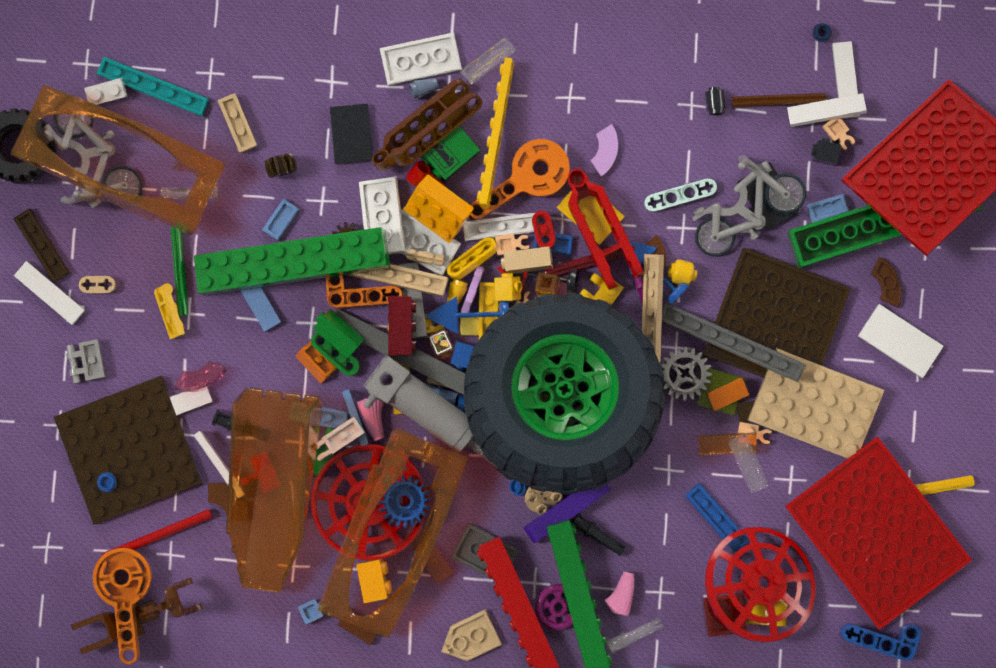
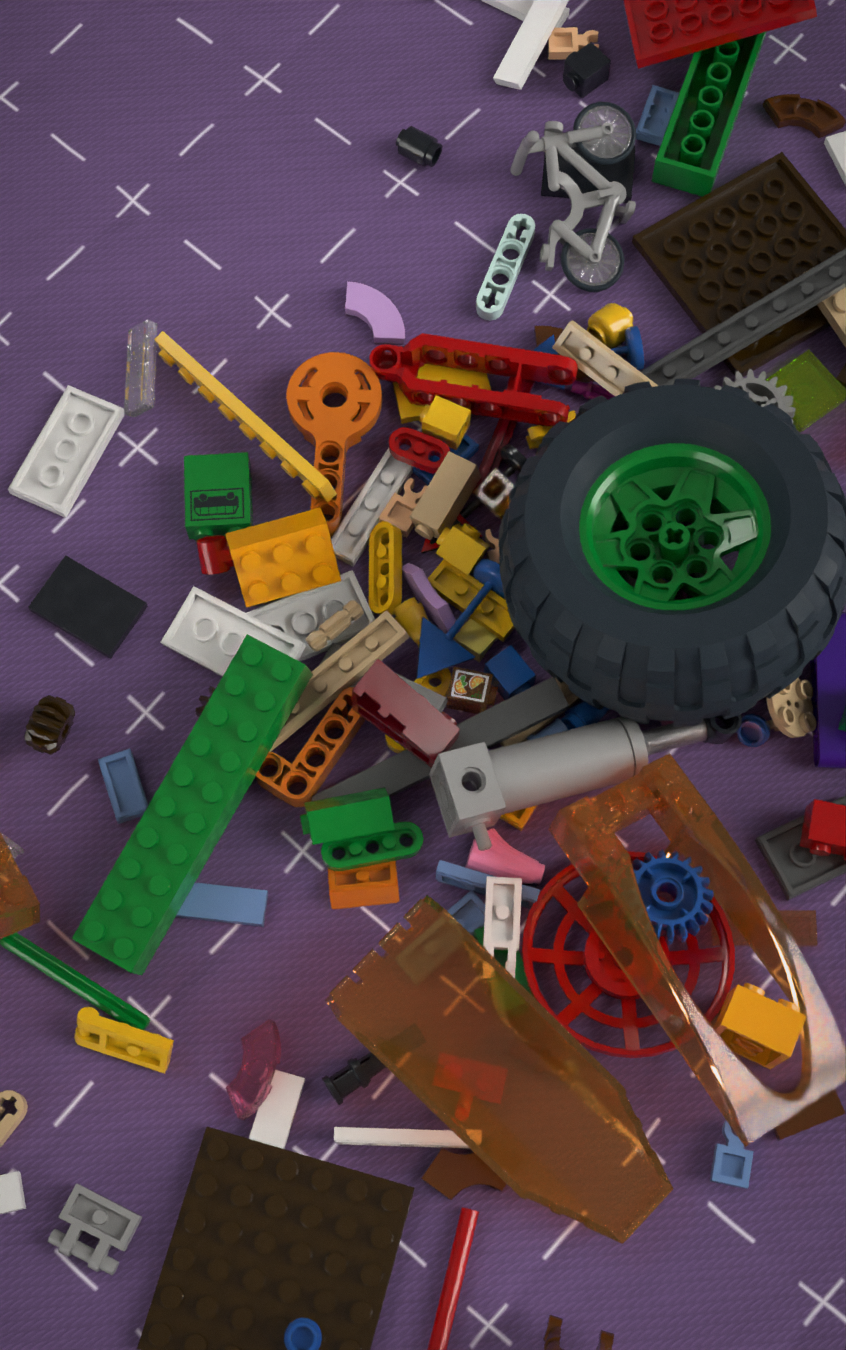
camera: 50 degrees left, 15 degrees down
(420, 88) = (105, 472): sand blue cone -> none
(446, 107) = (154, 460): reddish brown piece -> none
(566, 231) = (445, 421): none -> yellow brick
(727, 394) = (816, 379): orange slope -> none
(776, 100) = (472, 84): reddish brown axle -> none

